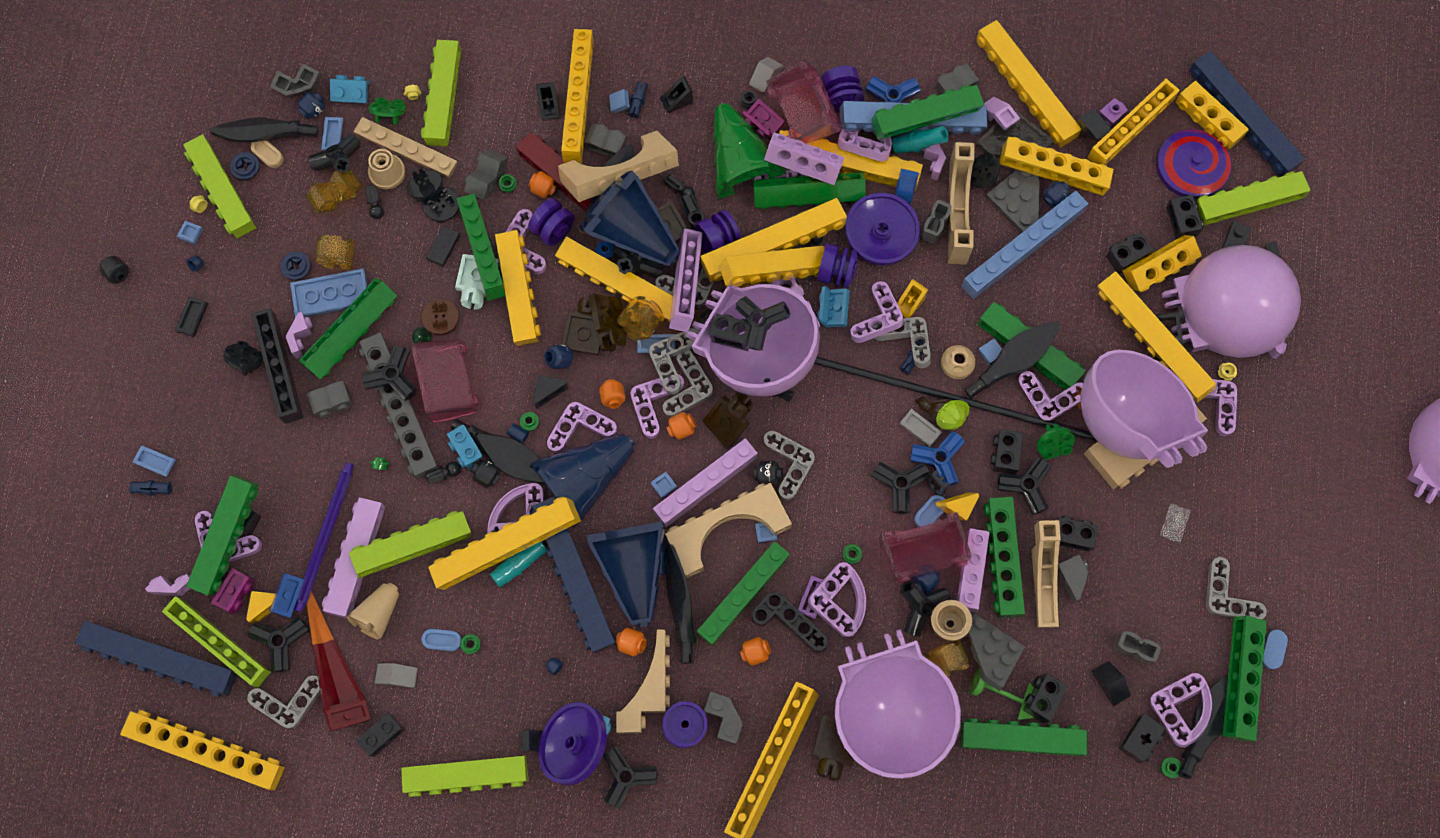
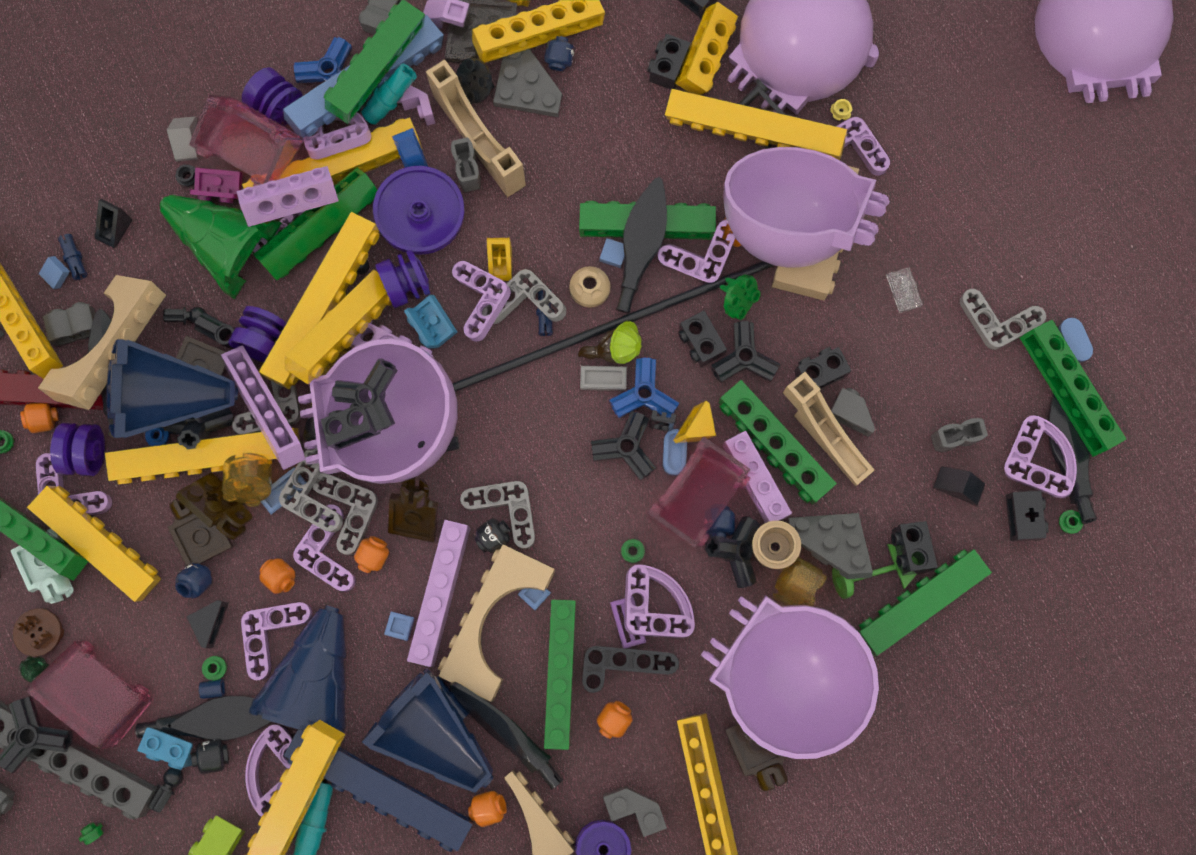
camera: 40 degrees left, 5 degrees up
(1024, 245) = (566, 126): medium blue brick -> none

